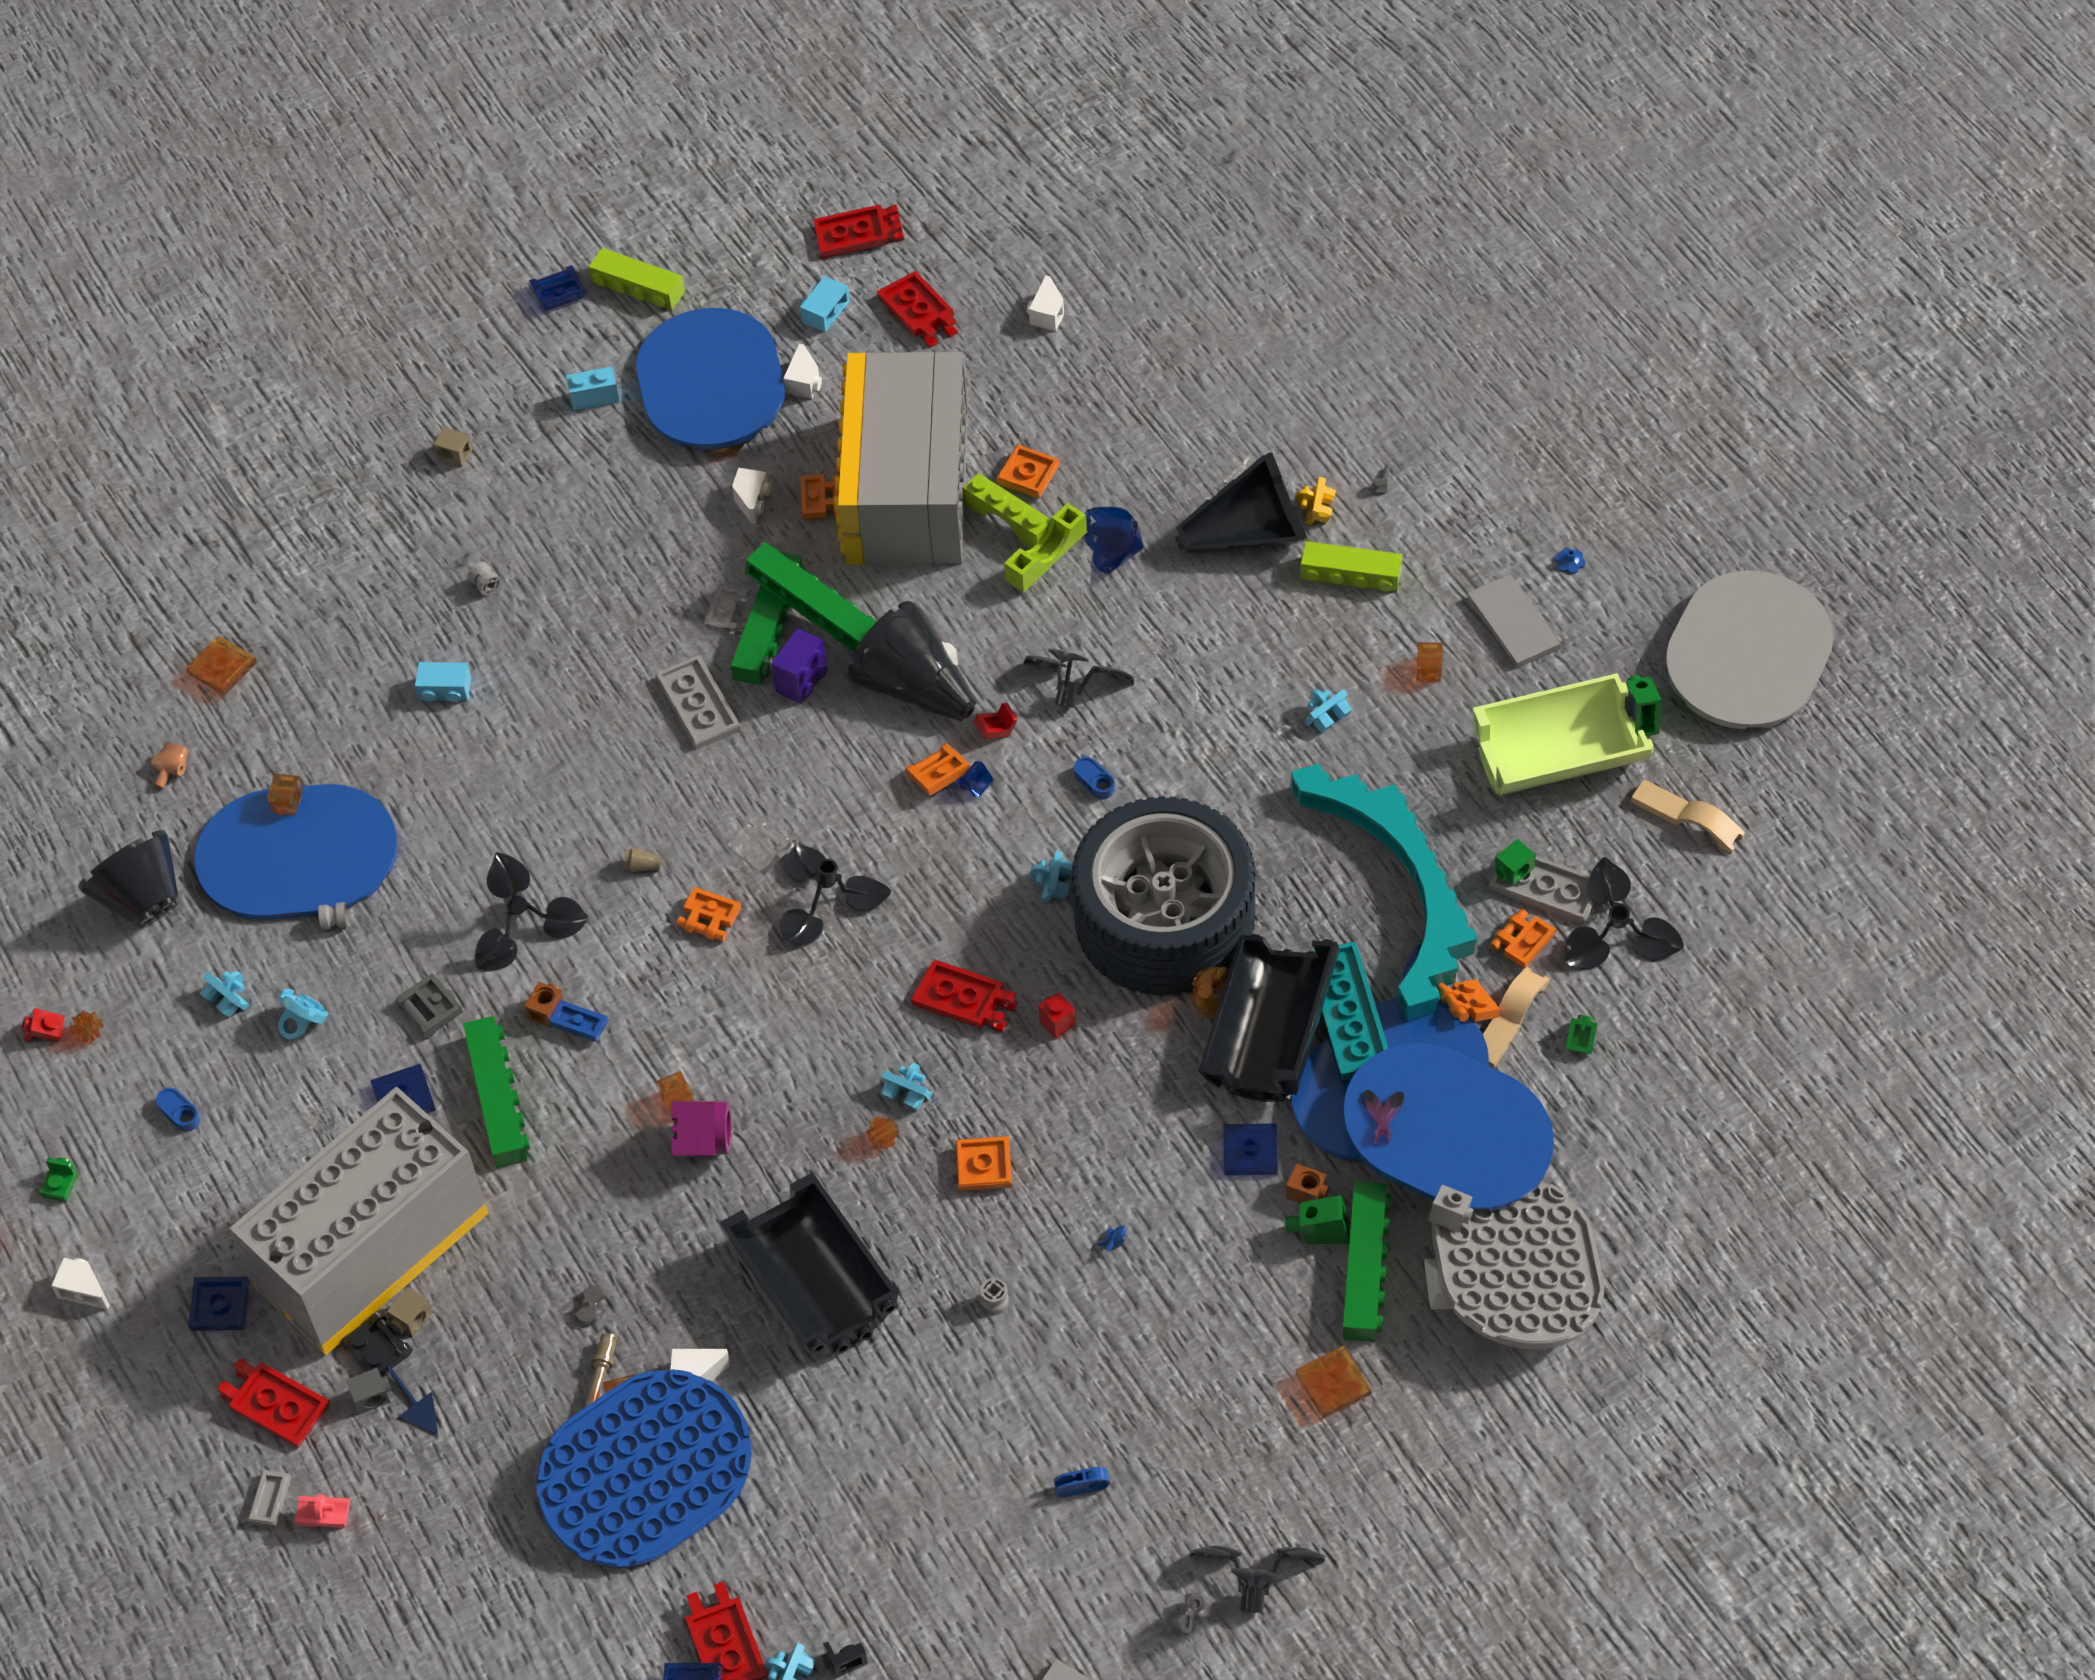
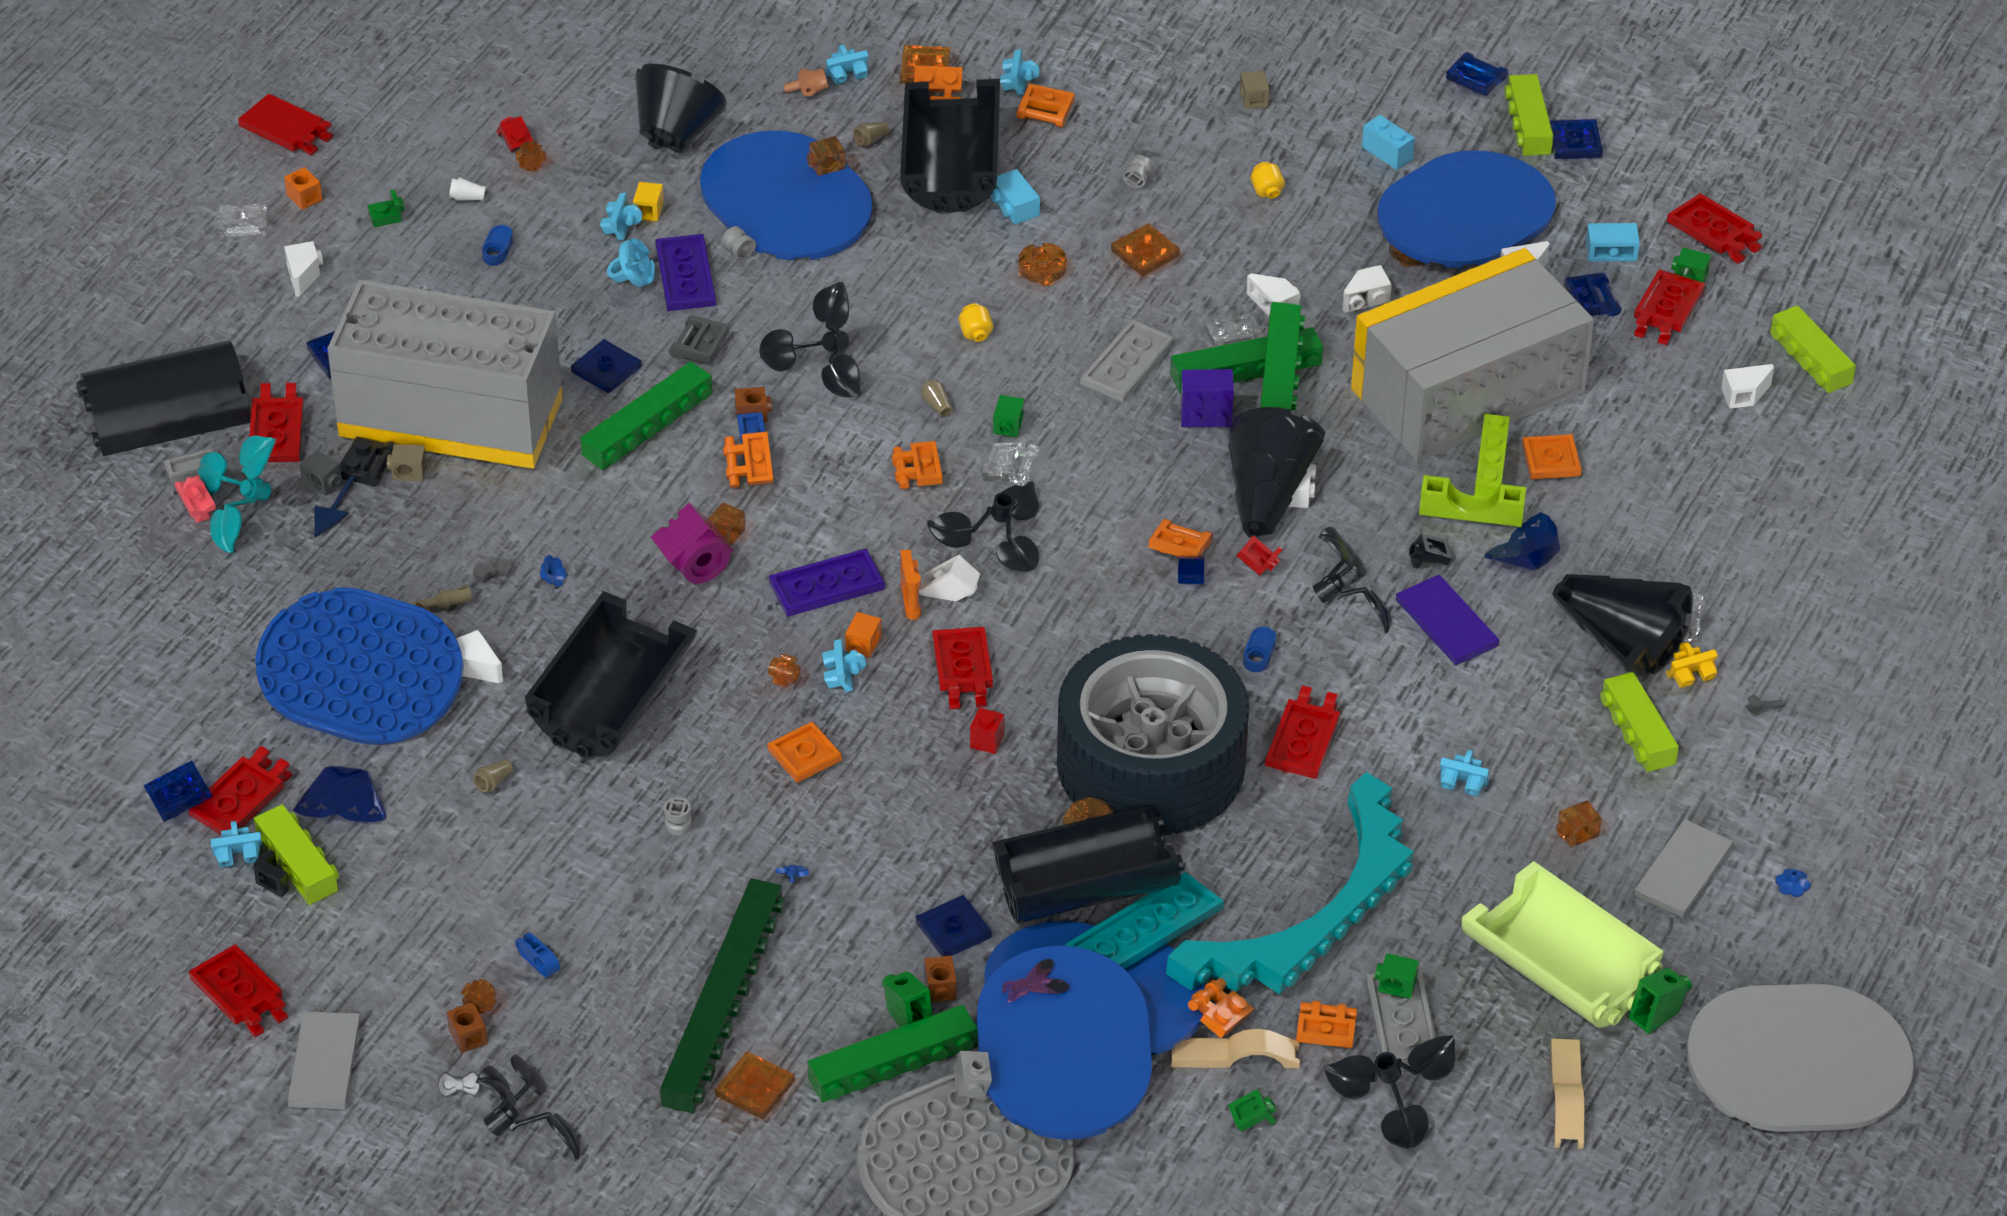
camera: 55 degrees right, 10 degrees down
(85, 1103) = (466, 190): none -> white cone
(168, 1478) = (165, 397): none -> black cylinder
(178, 715) = (845, 62): none -> medium azure hips
(222, 958) = (650, 200): none -> yellow brick
(254, 663) = (940, 80): none -> orange plate
(273, 749) = (868, 133): none -> dark tan cone
(297, 609) = (1018, 73): none -> medium azure hips
(331, 976) = (685, 272): none -> dark purple tile
(341, 598) = (1046, 99): none -> orange plate
(352, 1433) = (254, 455): none -> teal plant
(356, 689) = (950, 147): none -> black cylinder
(541, 714) = (1042, 273): none -> clear orange plate
(569, 493) = (1267, 180): none -> yellow head
(574, 786) = (975, 322): none -> yellow head
(580, 621) = (1145, 249): none -> clear orange plate
(617, 1031) = (756, 456): none -> orange plate
(632, 1257) = (553, 571): none -> blue plant
(691, 262) = (1576, 139): none -> clear blue plate
(703, 818) = (1008, 416): none -> green brick
(706, 560) = (1271, 289): none -> white slope
(785, 1553) = (342, 790): none -> clear blue piece
(794, 1051) = (826, 582): none -> dark purple tile
(837, 1624) = (297, 854): none -> lime brick
(845, 1421) = (490, 776): none -> dark tan cone
(849, 985) = (910, 584): none -> orange plate
(857, 345) = (1584, 292): none -> clear blue plate
(864, 958) = (950, 580): none -> white slope
(882, 1052) = (863, 634): none -> orange brick
(892, 267) = (1692, 264): none -> green brick
(1040, 243) = (1812, 349): none -> lime brick
(1071, 607) = (1431, 549): none -> black bracket
(1102, 1551) = (481, 994): none -> clear orange gear
(1134, 1588) = (467, 1027): none -> dark orange brick
(1151, 634) = (1447, 619): none -> dark purple tile
(1209, 786) = (1304, 735): none -> red tile
(1221, 1359) = (722, 996): none -> dark green brick

